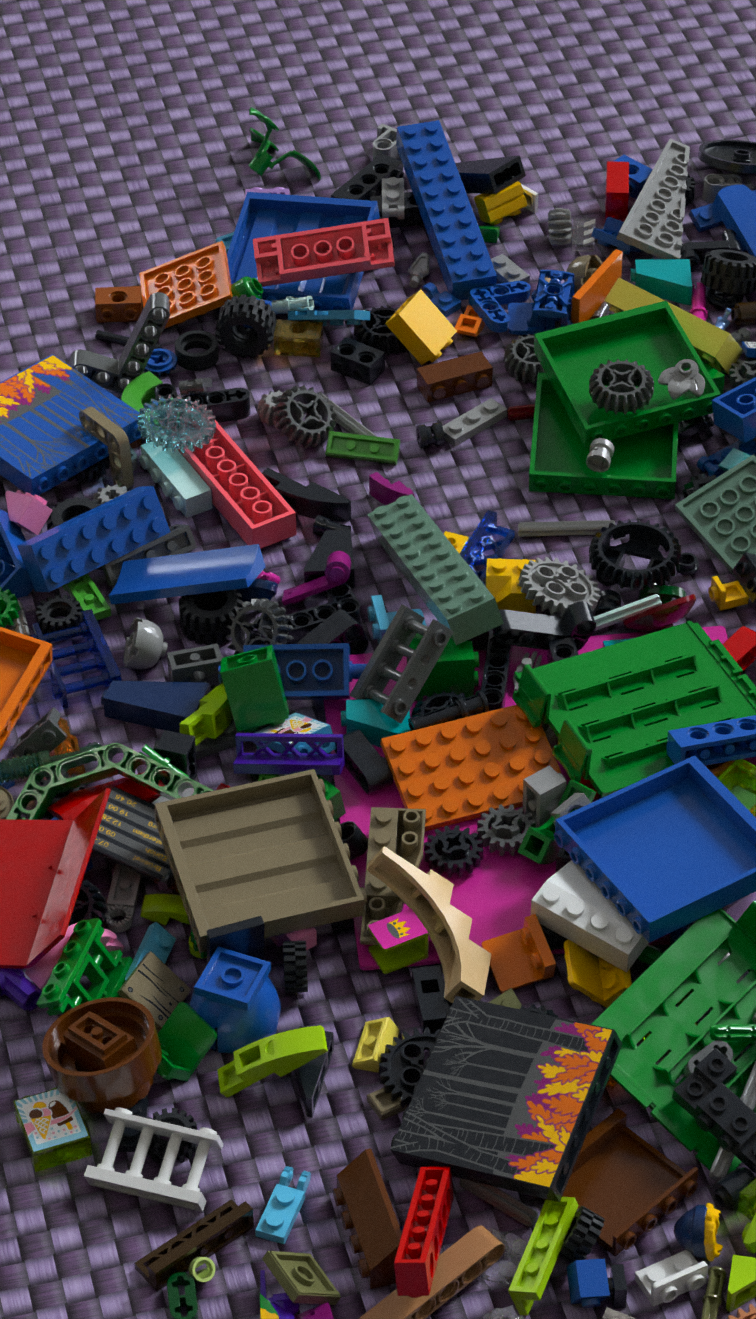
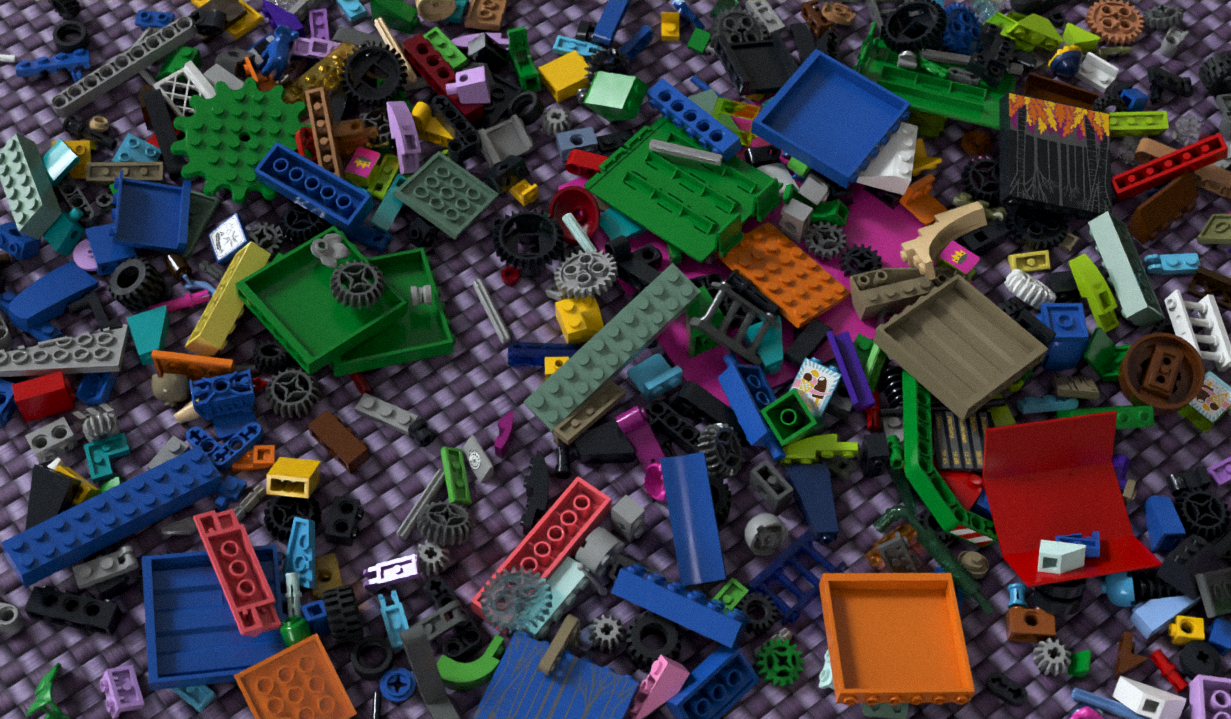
camera: 115 degrees left, 15 degrees up
(186, 487) = (601, 590): none -> light grey hinge
(201, 512) = (600, 551): none -> light grey brick
(224, 532) = (628, 519): none -> light grey brick
(229, 372) = (394, 620): none -> medium azure hinge
(274, 375) = (392, 572): none -> hinge
(290, 1115) = (1125, 270): none -> brick
(318, 985) = (1029, 289): none -> white gear
(374, 552) = (588, 413): none -> dark tan fence
(387, 468) = (478, 459): none -> light grey slope
(533, 228) = (101, 452): none -> teal plate
(567, 195) = (50, 436): none -> light grey brick
(693, 707) = (686, 152): none -> light grey axle

